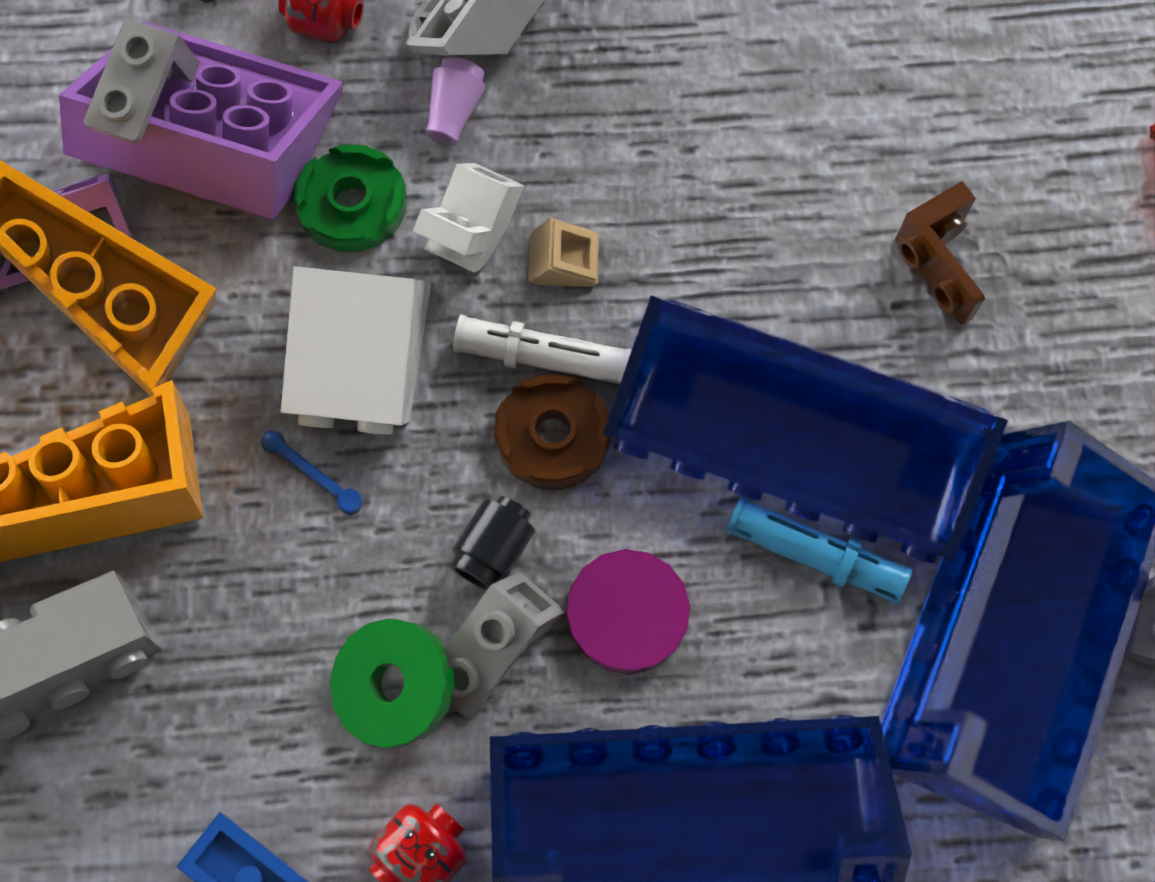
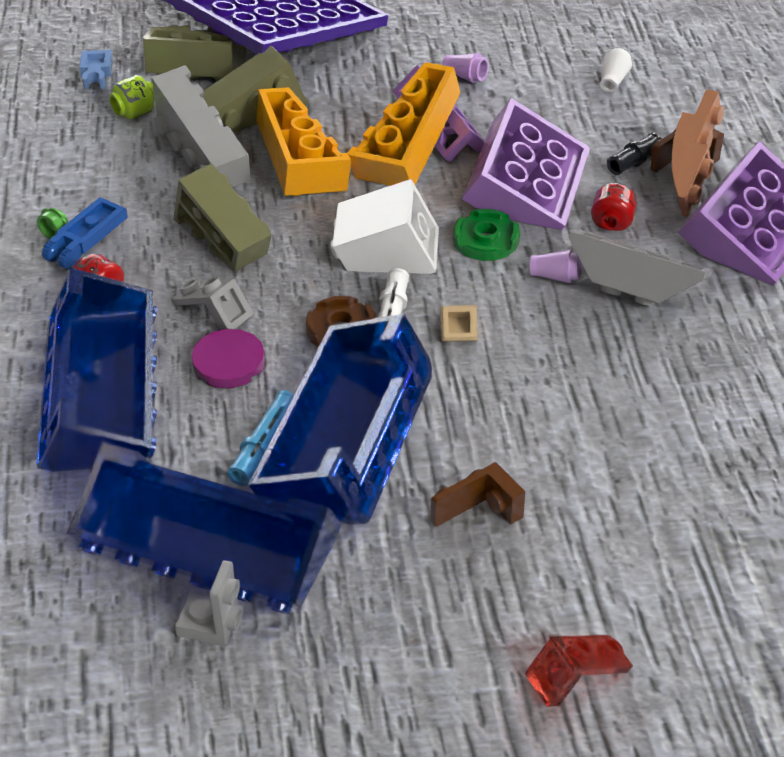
camera: 90 degrees right, 25 degrees down
(135, 77) = (533, 115): light grey bracket -> none
(288, 619) = (221, 217): none -> olive wedge
(348, 500) = (296, 249): blue hinge -> none
(358, 678) = (183, 261): green tile -> none
(470, 216) = (469, 275): white brick -> none
(492, 542) = (268, 295): black brick -> none

